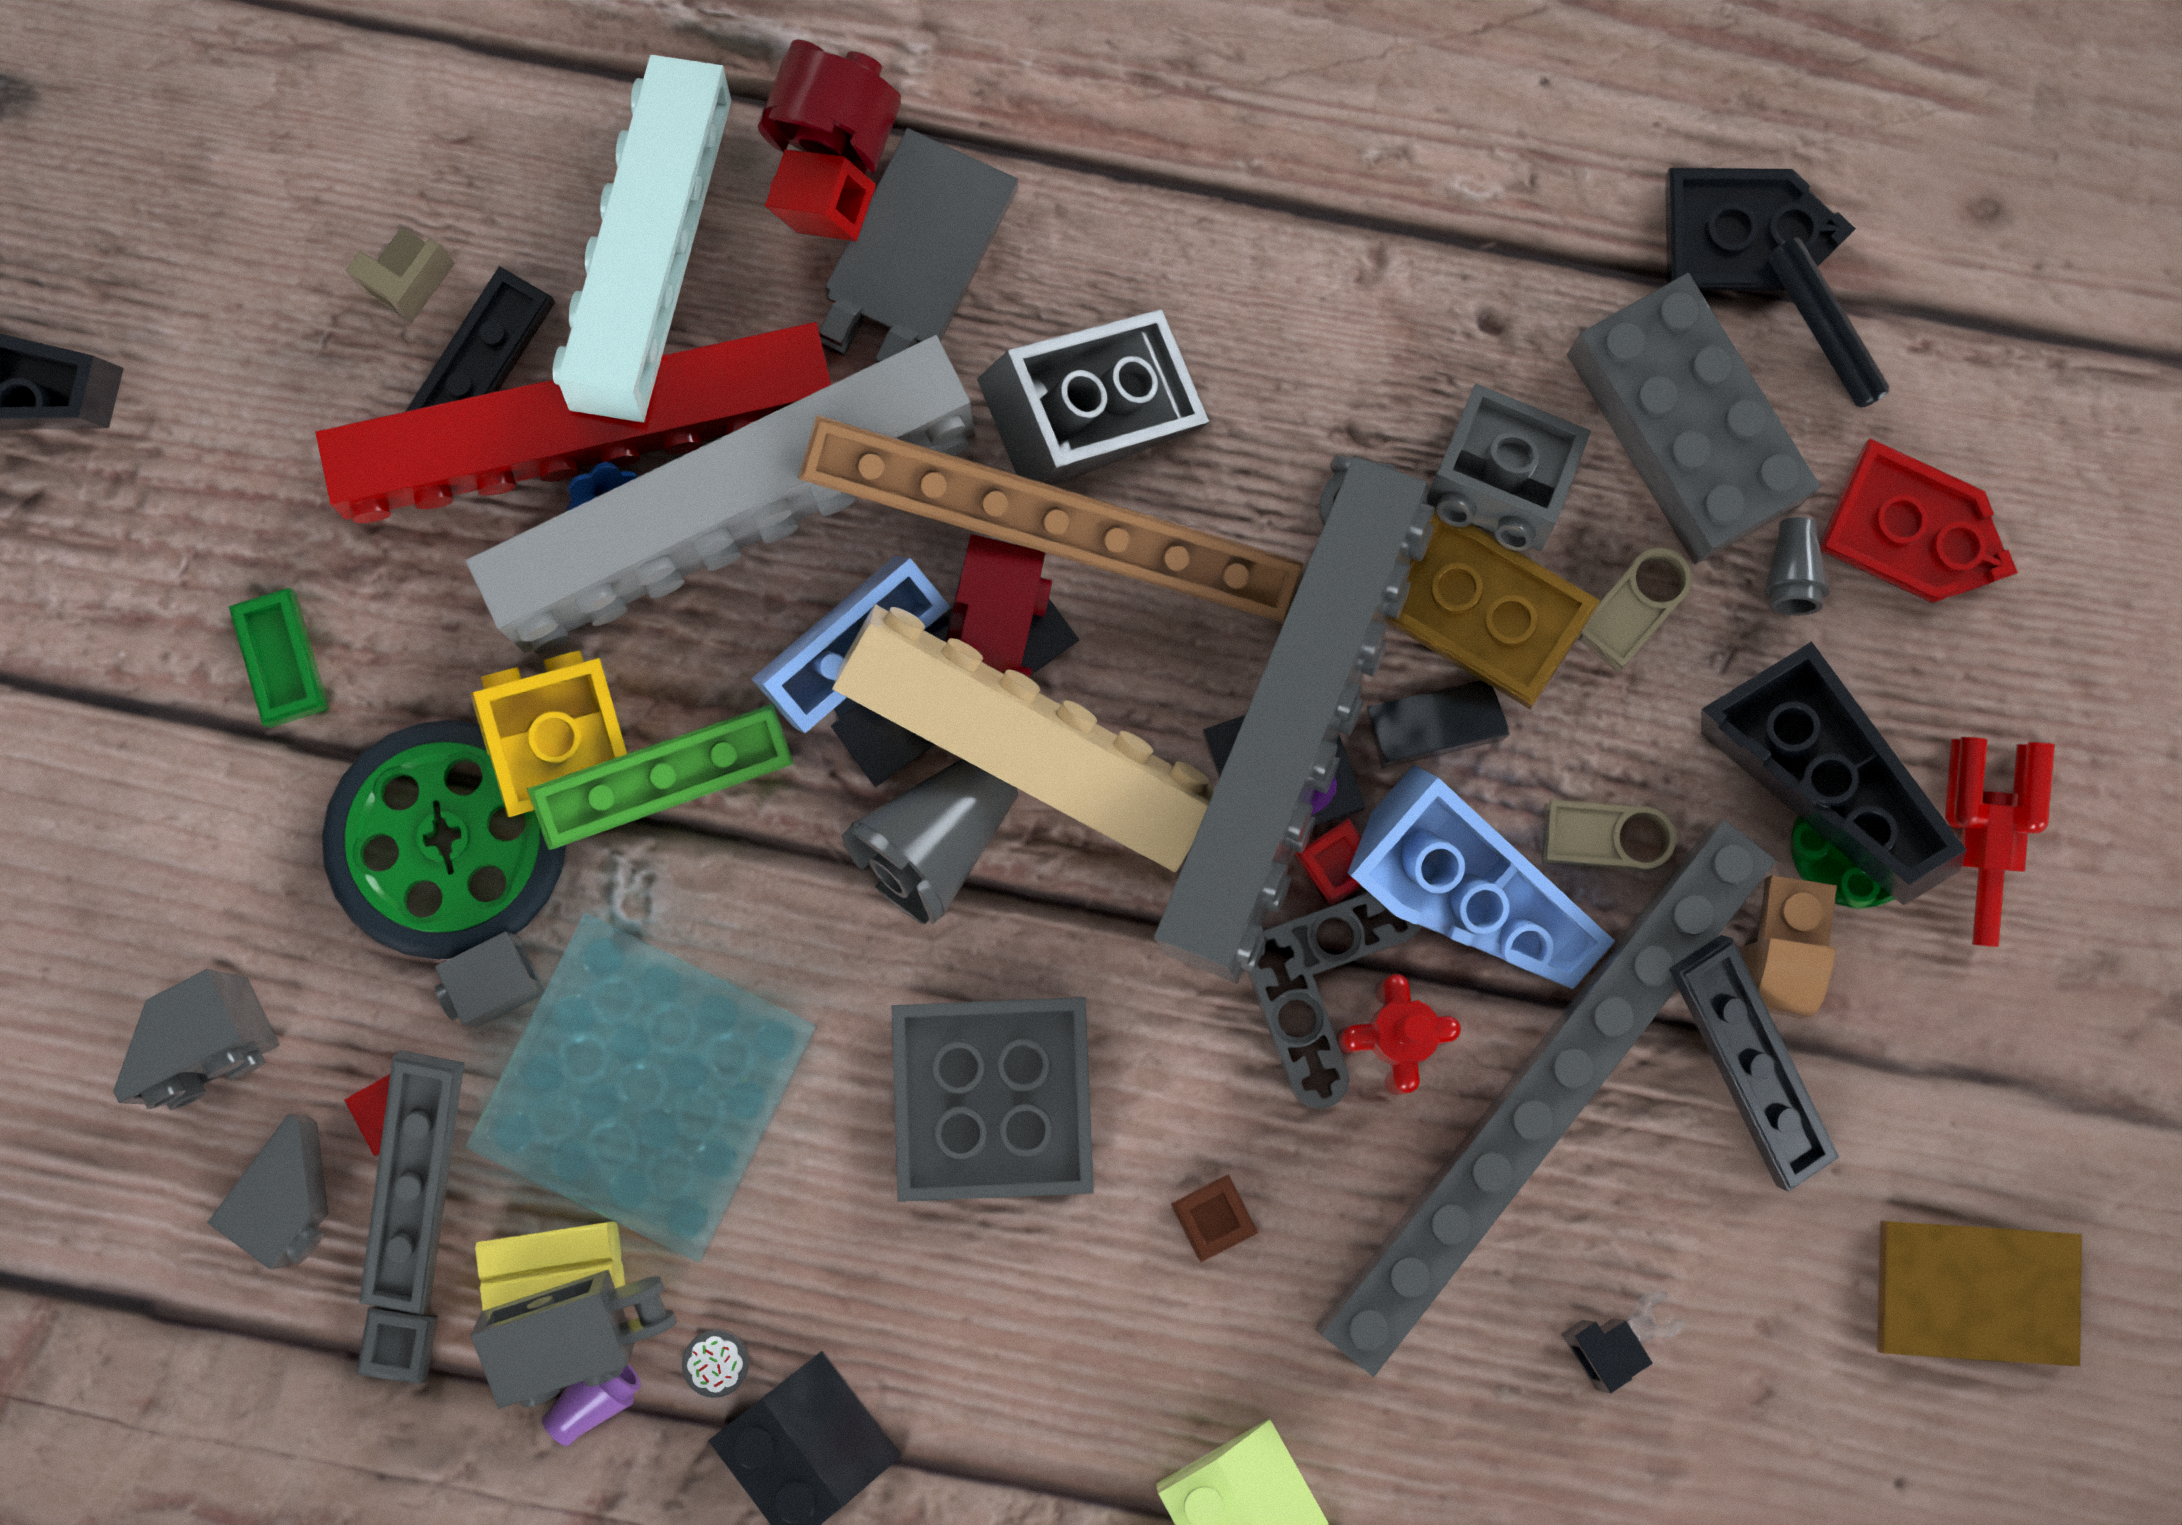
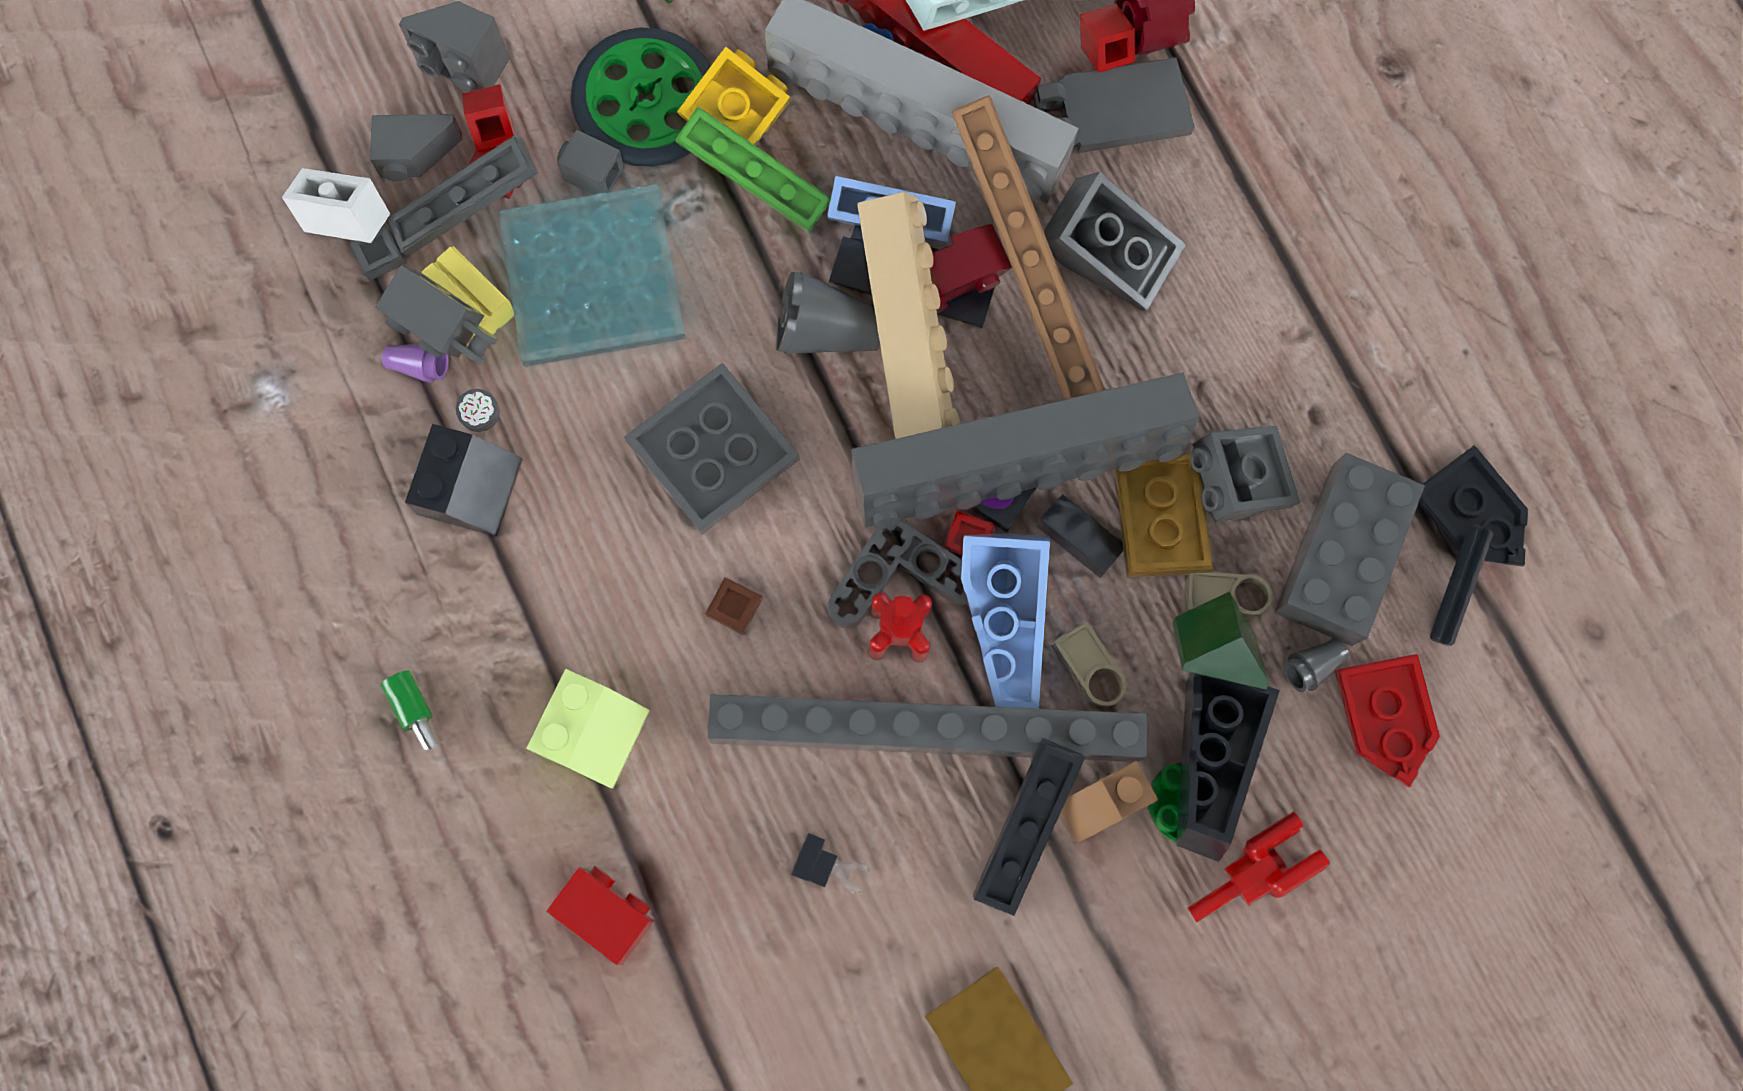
camera: 50 degrees right, 5 degrees down
(301, 1358) = (336, 205): none -> white brick
(324, 1068) = (488, 116): none -> red brick
(1700, 667) = (1219, 643): none -> dark green slope

